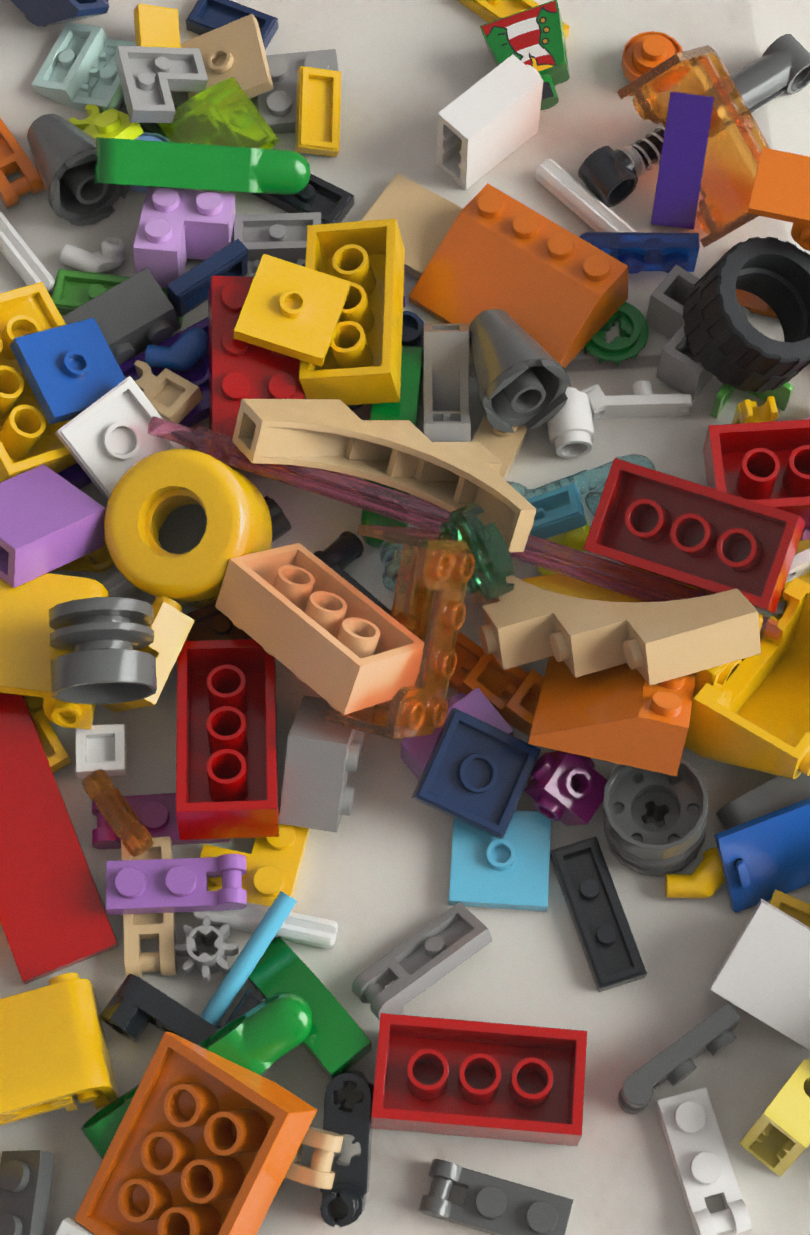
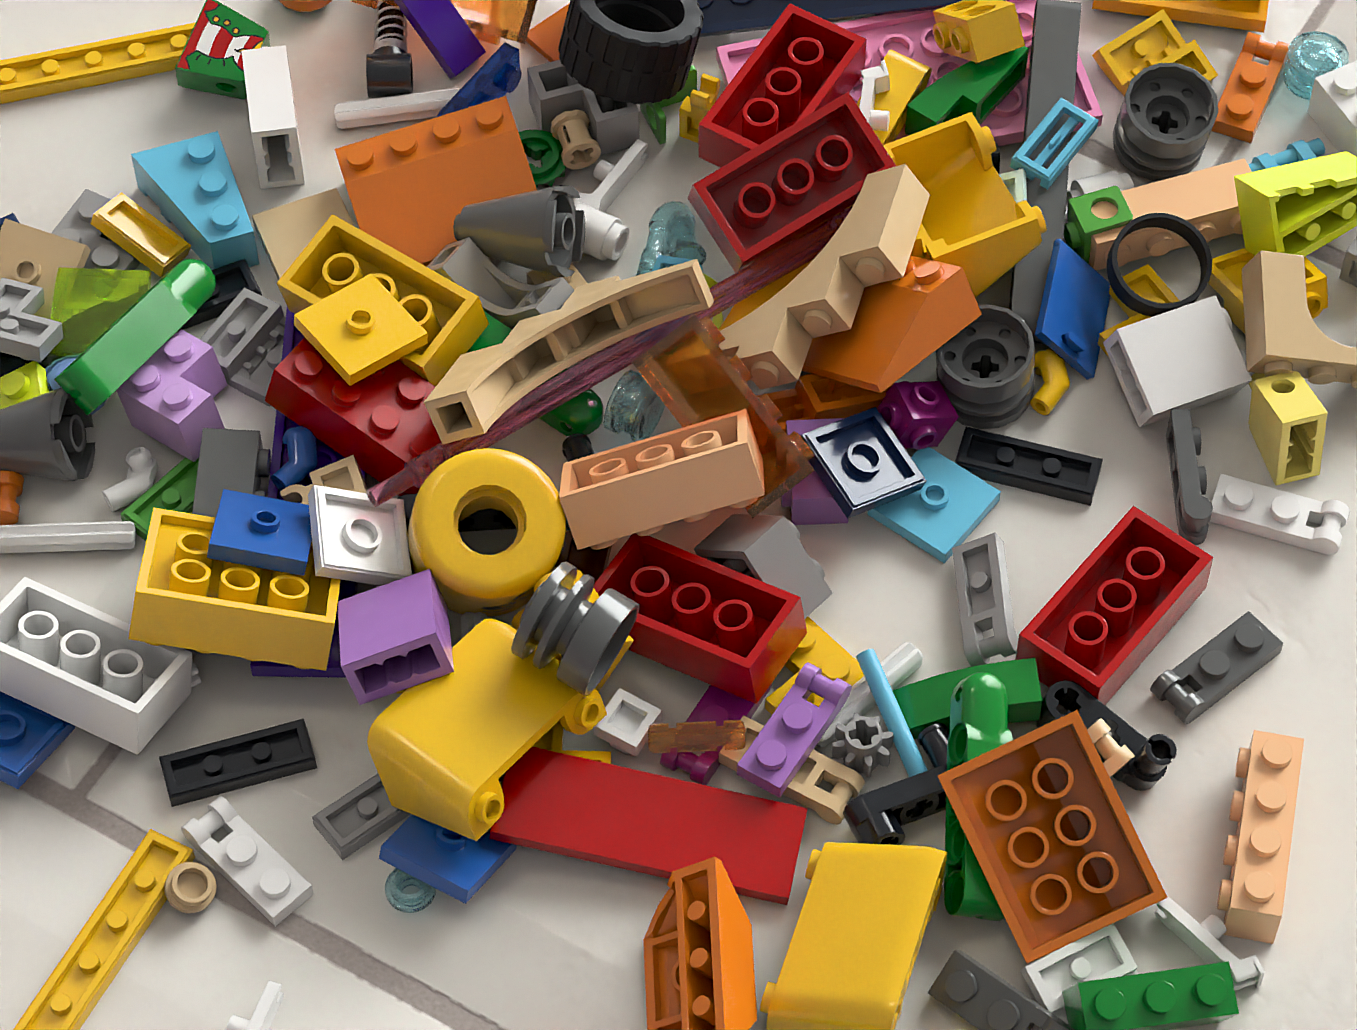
camera: 55 degrees left, 10 degrees down
(193, 286) = (242, 389): dark blue tile -> none
(381, 130) = (200, 197): none -> medium azure wedge
(487, 546) = (670, 310): clear green plate -> none
(645, 348) = (575, 139): none -> tan bush

